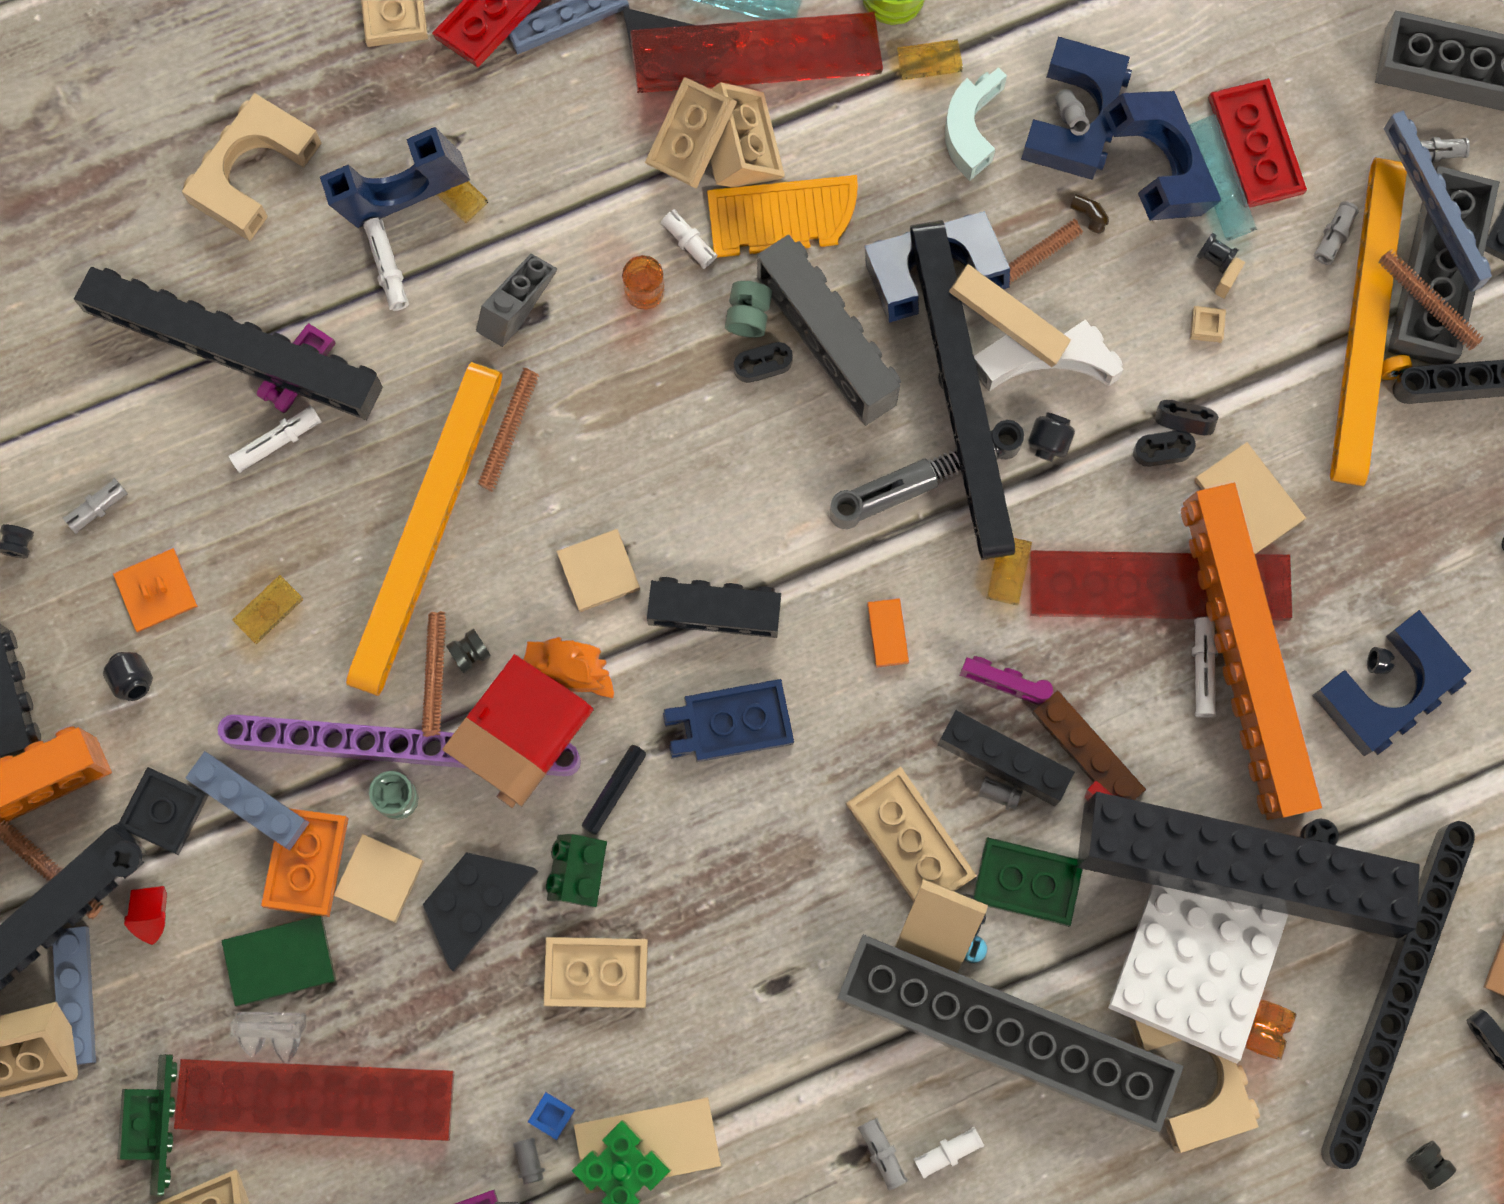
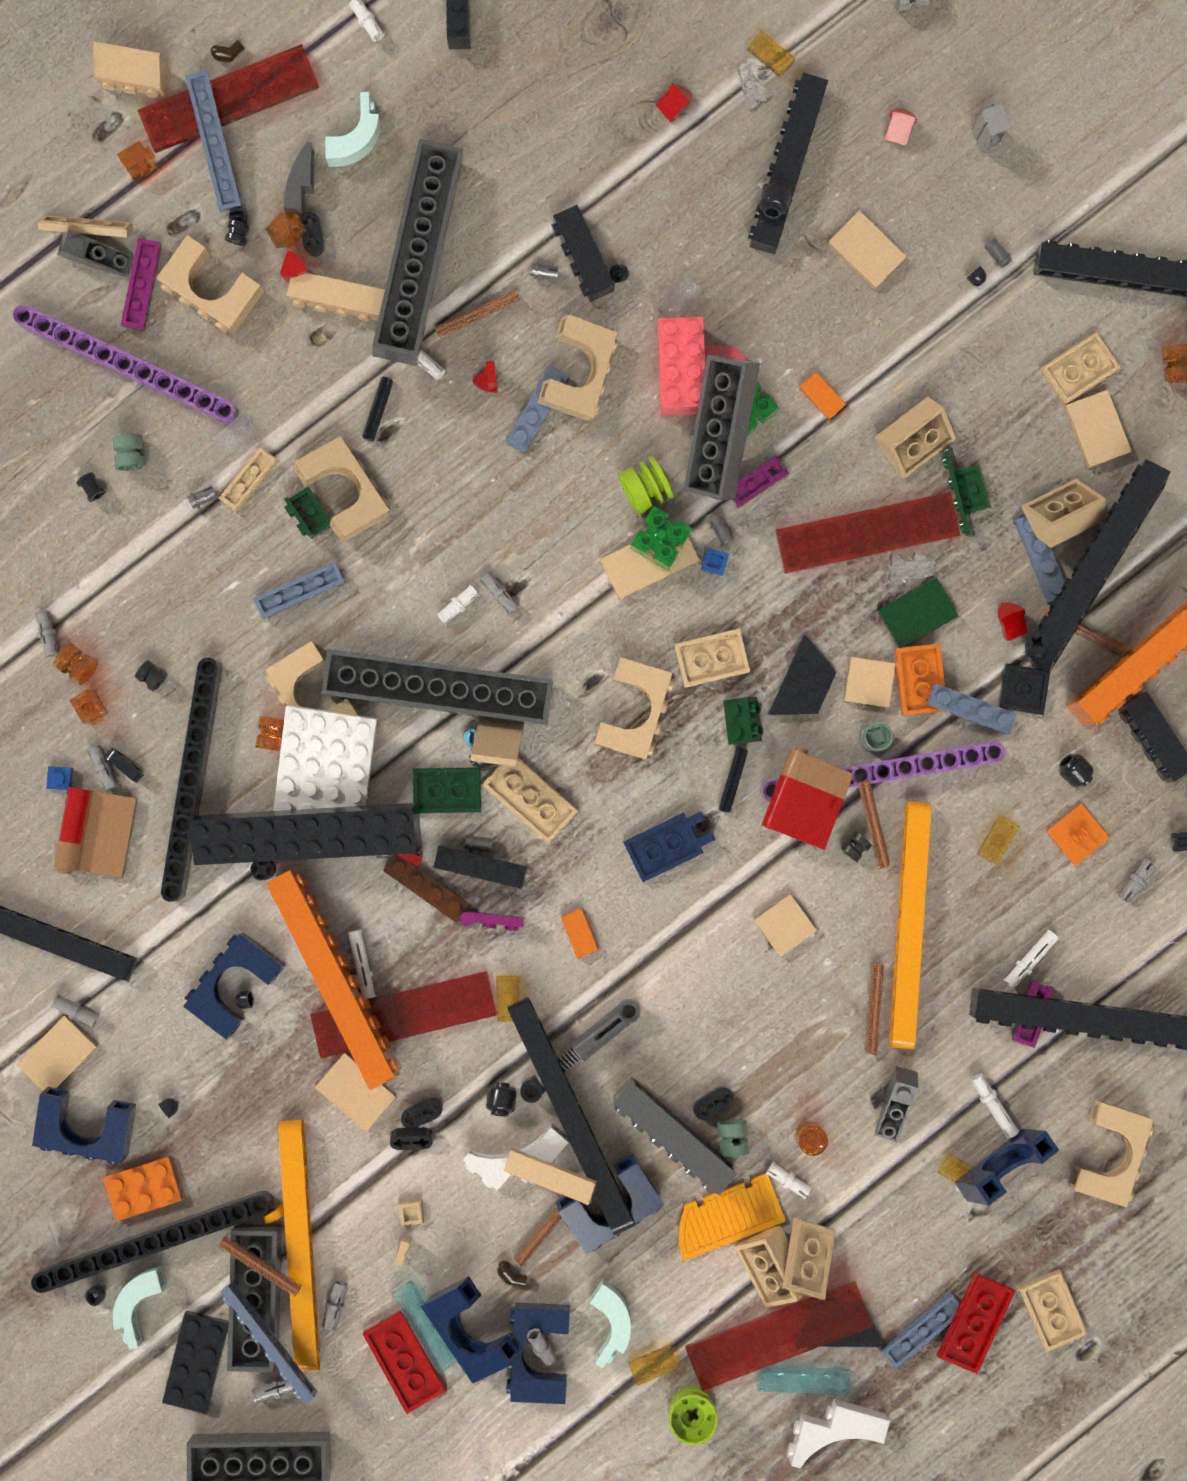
camera: 165 degrees right, 10 degrees up
(571, 665) = (785, 852): orange piece -> none
(714, 608) = (700, 918): black brick -> none
(734, 880) = (654, 684): none -> tan arch
(1217, 253) = (415, 1267): black bush -> none

